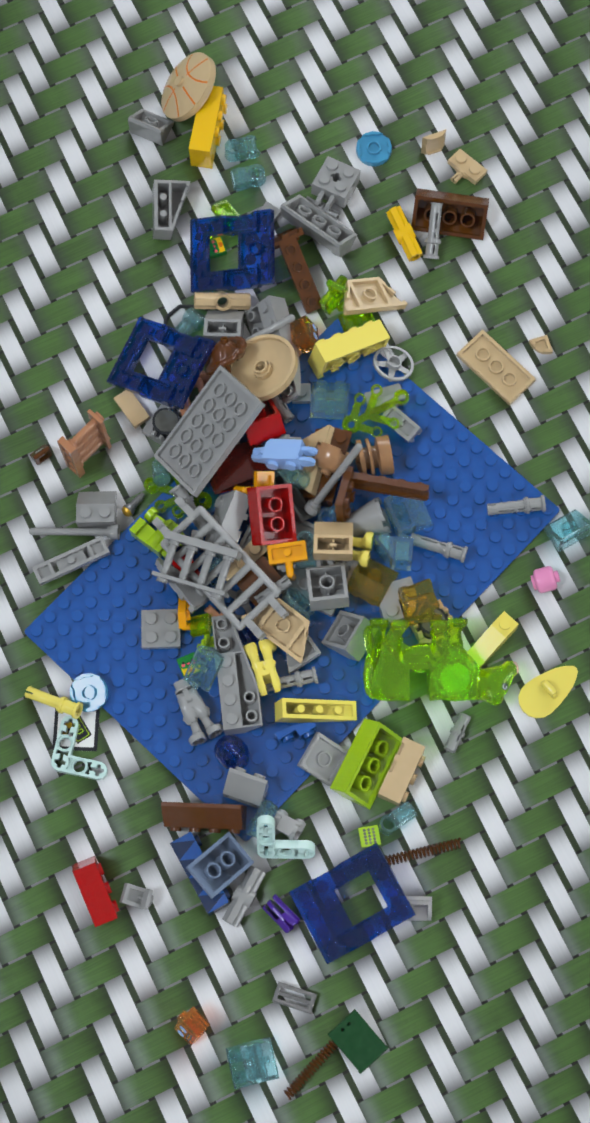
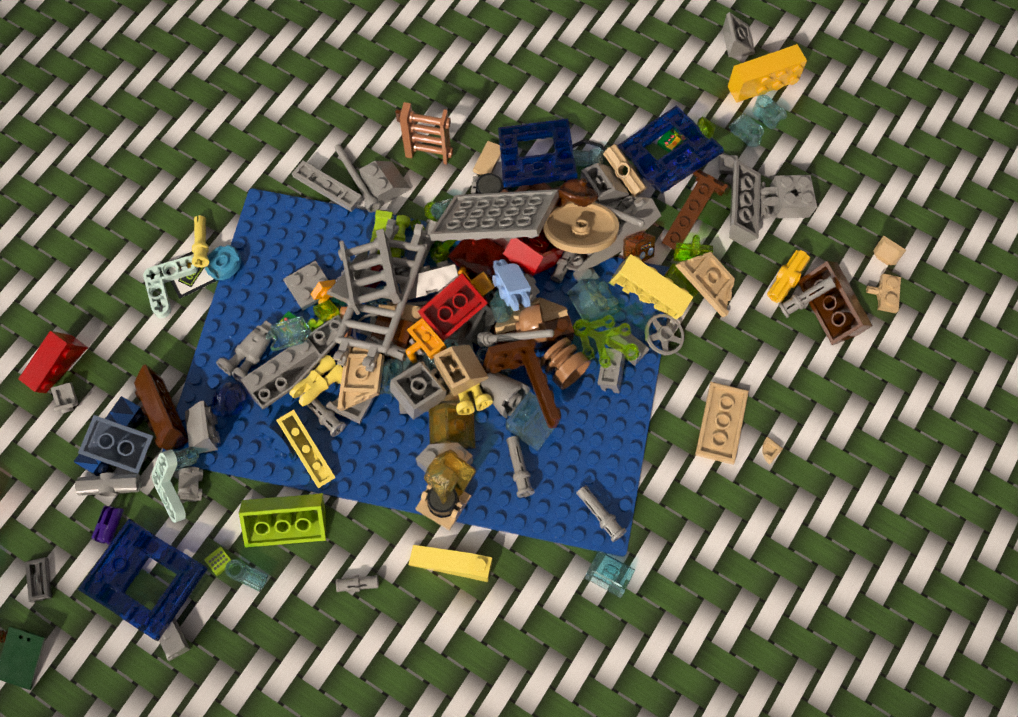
camera: 55 degrees right, 5 degrees down
(129, 509) = (400, 205): flat silver piece -> none
(167, 203) = (676, 86): light grey wedge -> none
(188, 87) = (788, 38): tan dish -> none
(322, 758) = (266, 478): light grey tile -> none
(347, 635) = (390, 438): light grey slope -> none
(373, 148) = (847, 211): dark azure tile -> none
(391, 858) = (227, 610): reddish brown piece -> none
(395, 550) = (488, 431): clear light blue slope -> none
(402, 772) = (290, 554): tan wedge -> none
(450, 670) = (406, 534): clear neon green animal -> none
(545, 579) = (548, 579): bright pink head -> none
(547, 691) = (444, 644): light yellow shield -> none

